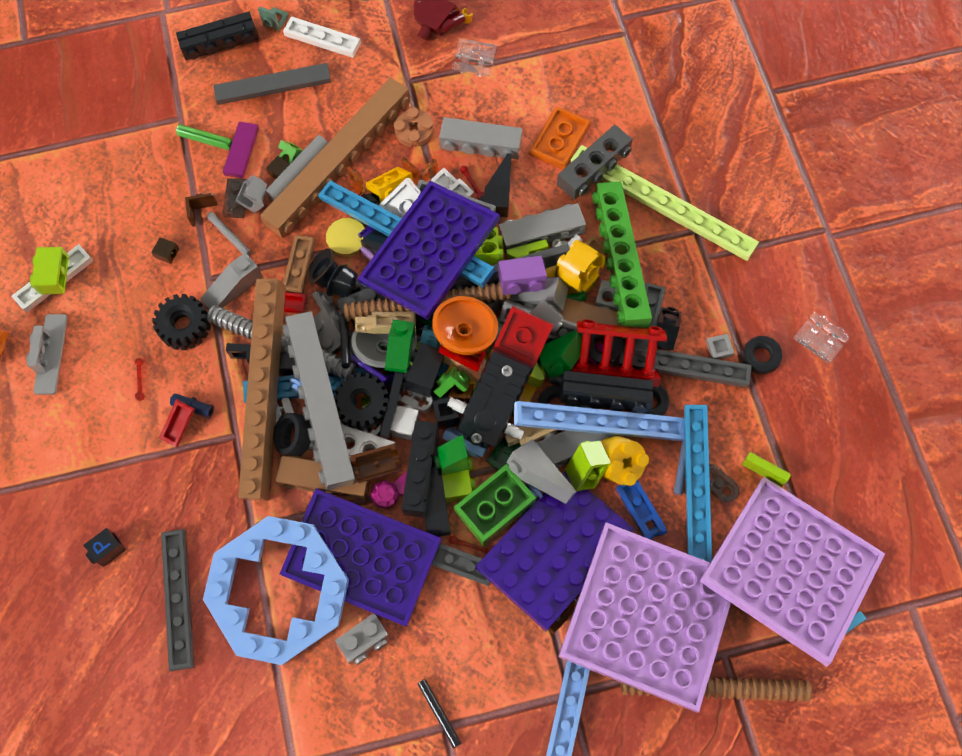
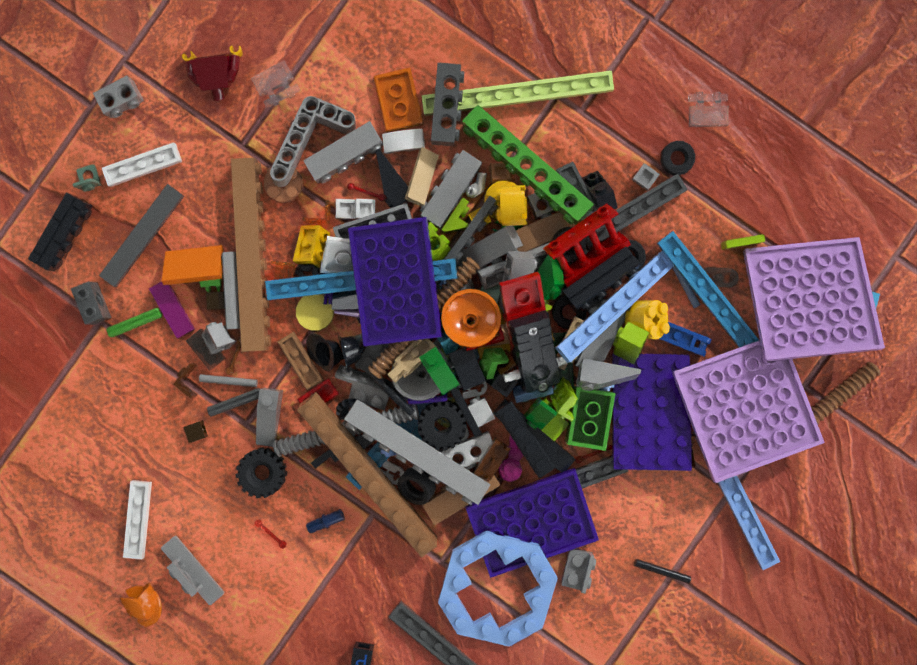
camera: 40 degrees left, 20 degrees up
(49, 270) = (133, 519): lime brick -> none
(176, 423) = (329, 542): red tile -> none
(187, 97) = (91, 303): none -> dark grey brick
(212, 251) = (233, 402): none -> dark grey axle
(238, 228) = (229, 371): none -> dark orange hinge
(286, 128) = (192, 265): none -> orange tile
(461, 99) = (311, 117): none -> light grey beam
(481, 466) = (564, 399): none -> lime bracket
(522, 275) = (479, 248): medium lavender brick -> none
(526, 200) = (421, 177): none -> tan tile
(538, 167) = (403, 140): none -> white slope

